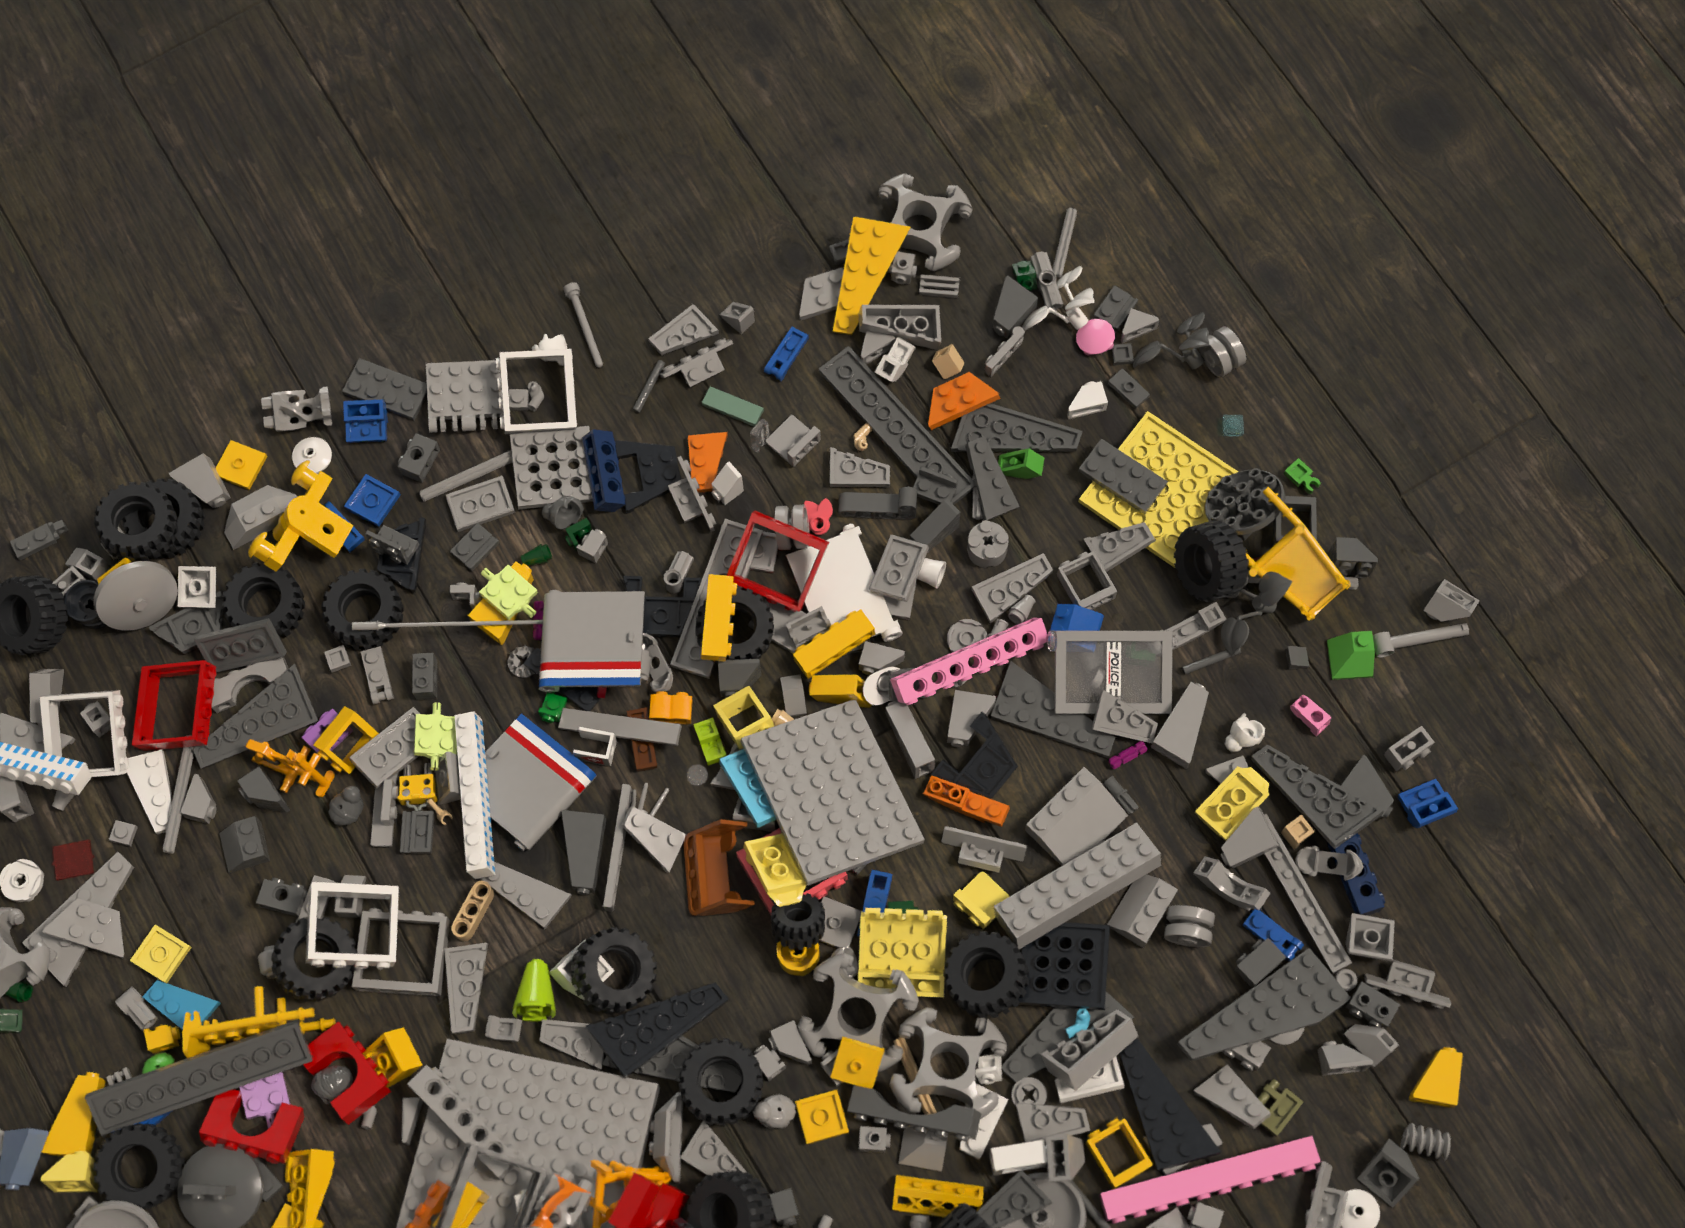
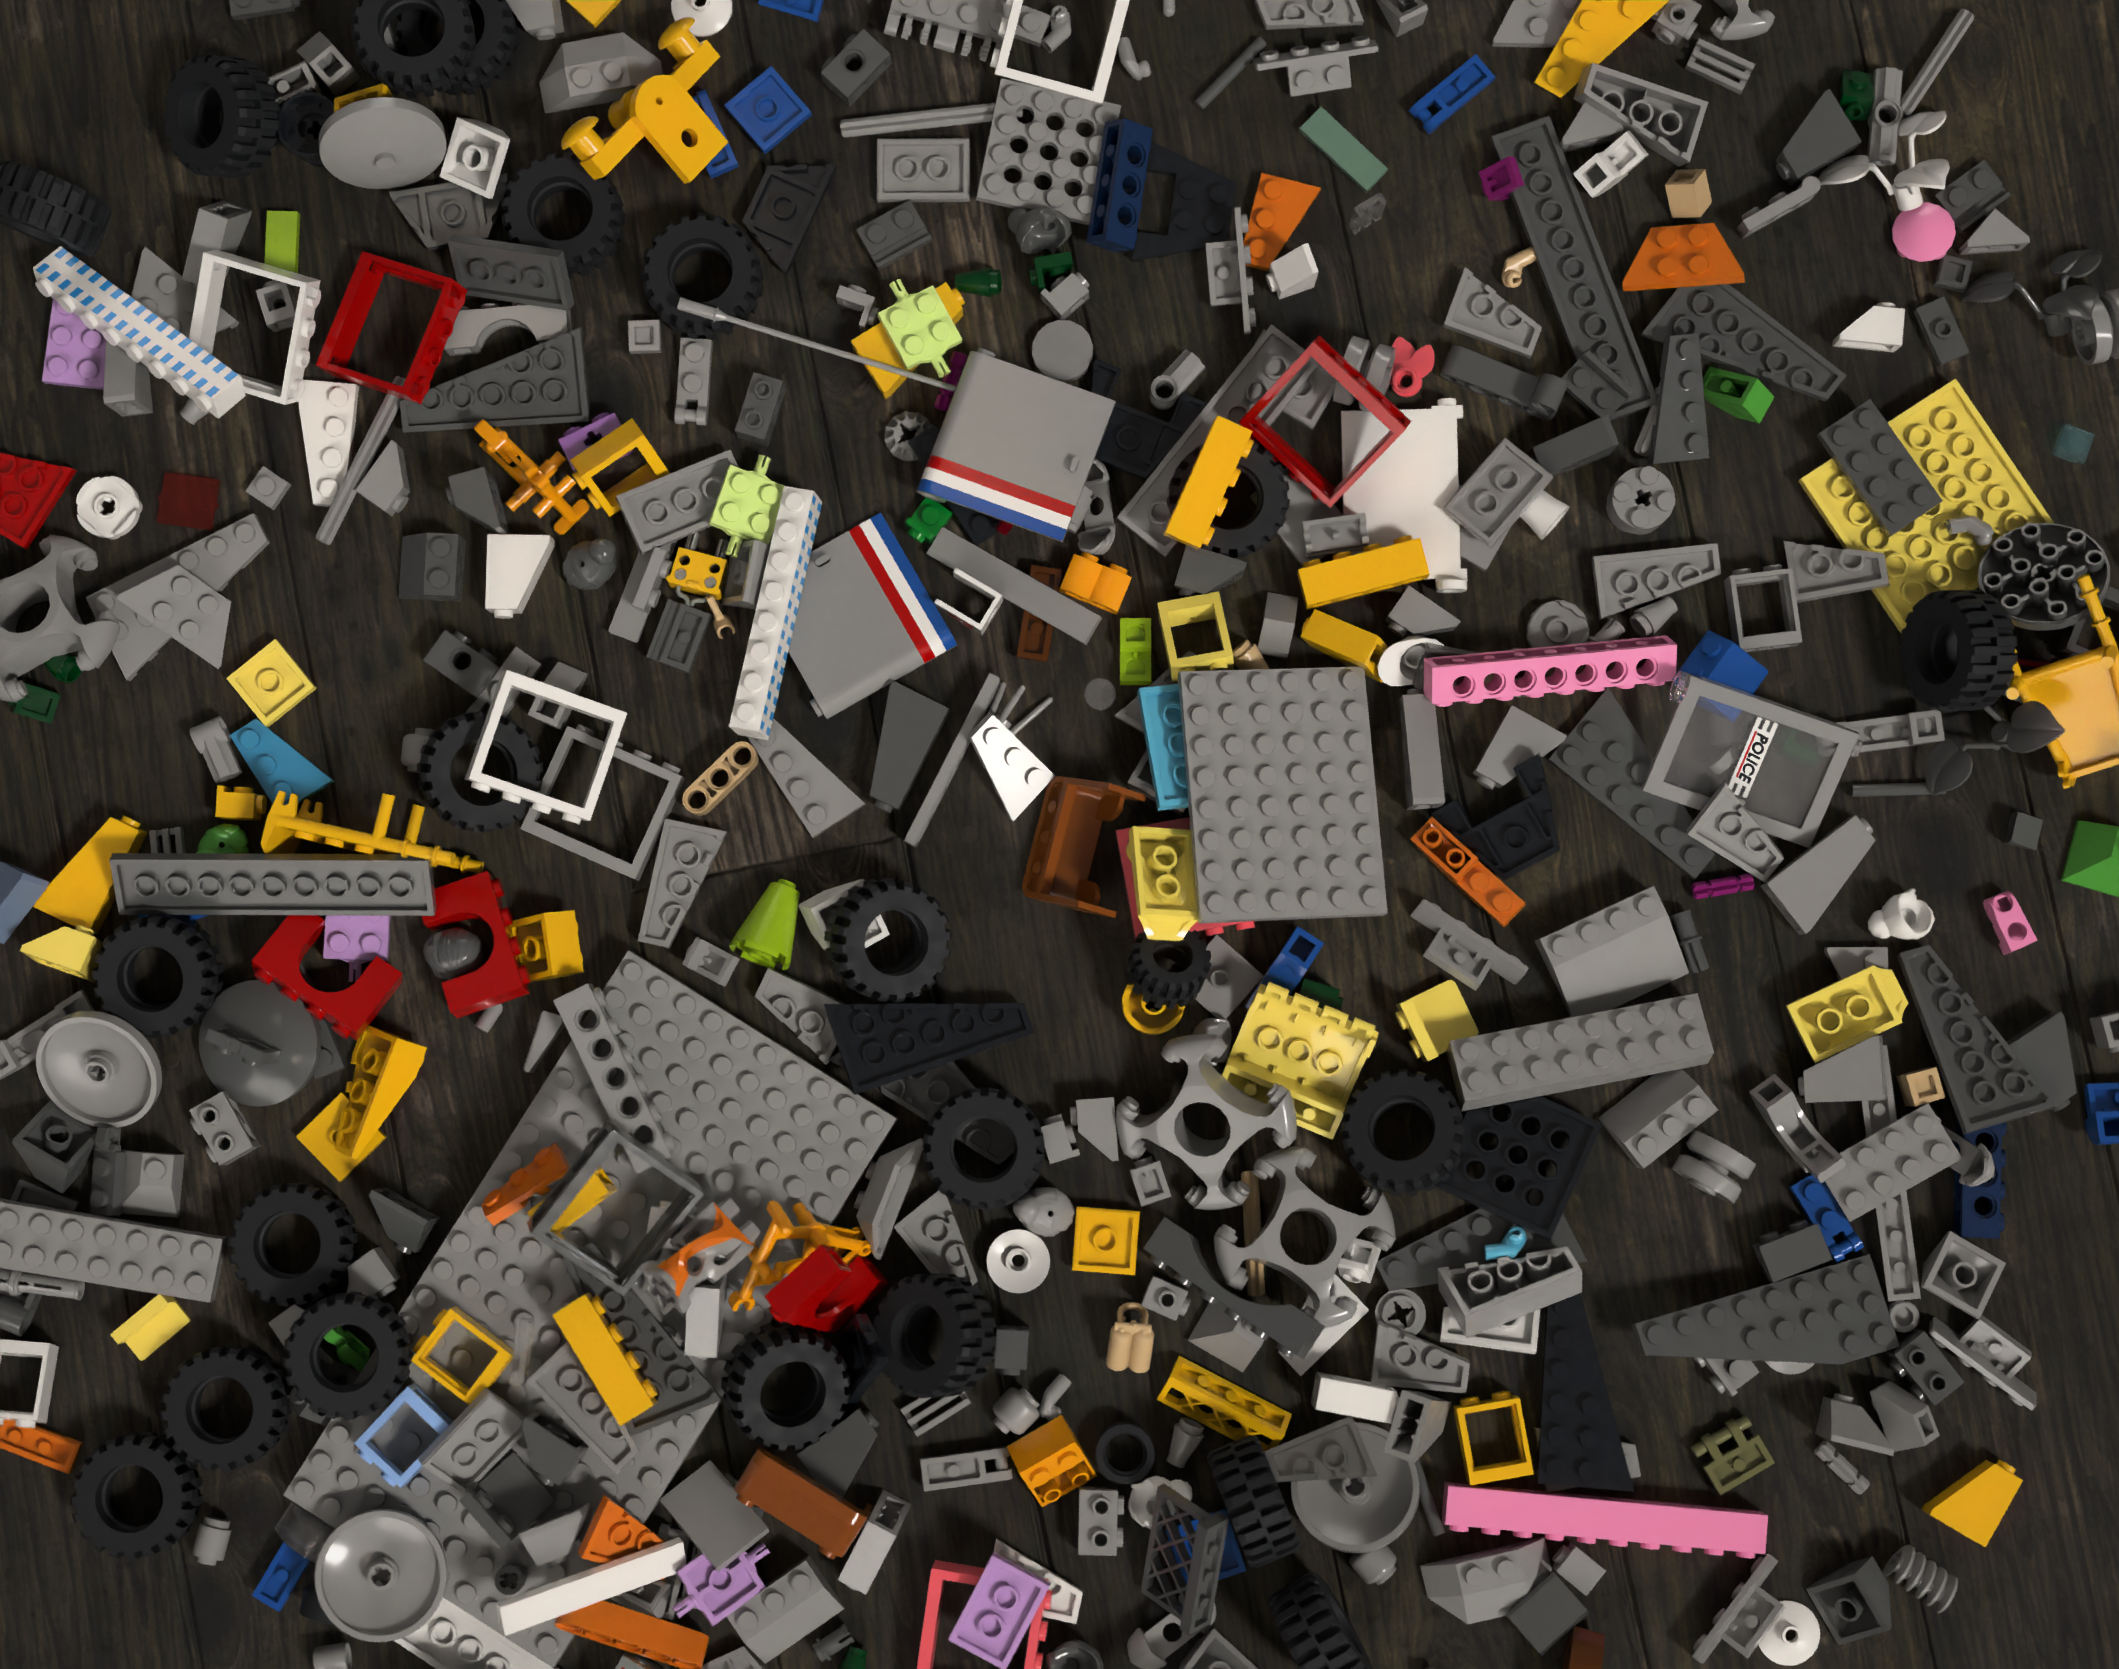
camera: 20 degrees right, 15 degrees up
(88, 678) = (282, 239): none -> lime tile
(298, 828) = (514, 570): none -> white slope
(393, 543) = (778, 191): dark grey bracket -> none
(584, 398) = (1129, 61): none -> light grey arm
(602, 577) = (1062, 350): none -> light grey tile
(767, 1139) = (1015, 1278): none -> white dish
(793, 440) = (1414, 235): light grey bracket -> none
(833, 390) = (1501, 179): none -> magenta bracket
(857, 1063) = (1180, 1190): yellow plate -> none
(861, 1176) = (1130, 1342): none -> tan piece
(1189, 489) = (1972, 525): none -> light grey arm
(1233, 1096) = (1680, 1419): light grey wing -> none
(1298, 884) = (1892, 1162): none -> light grey plate
(1347, 1090) = (1842, 1467): none -> light grey axle

